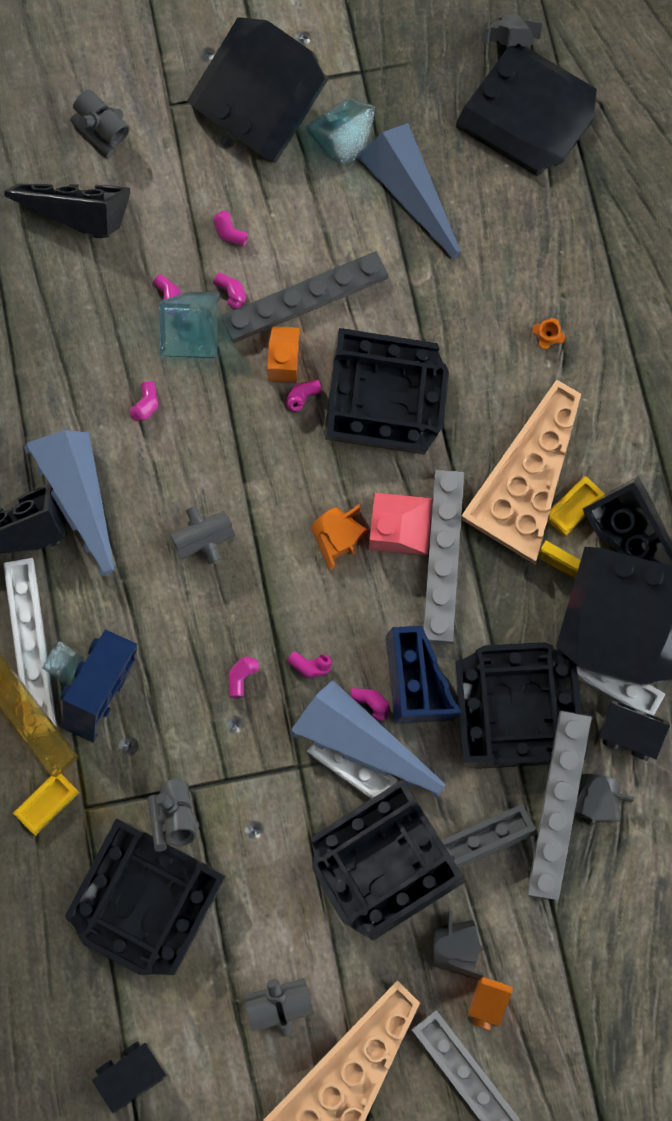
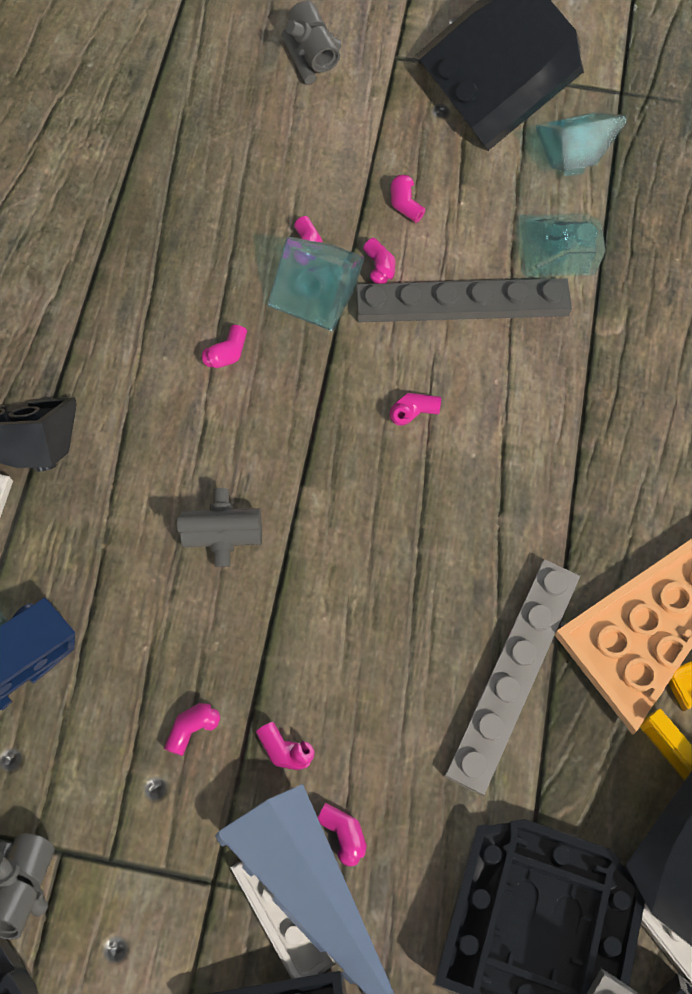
camera: 20 degrees right, 5 degrees down
(70, 469) = (98, 391): sand blue wedge -> none
(87, 211) = (247, 118): black wedge -> none
(283, 354) = (410, 354): orange slope -> none
(337, 533) = (389, 591): orange piece -> none
(361, 223) = (561, 244): none -> clear light blue slope
(386, 392) = (518, 442): black wedge -> none
(400, 167) = (631, 199): sand blue wedge -> none
(400, 524) = (474, 610): coral slope -> none
(415, 679) = (415, 830): dark blue wedge -> none

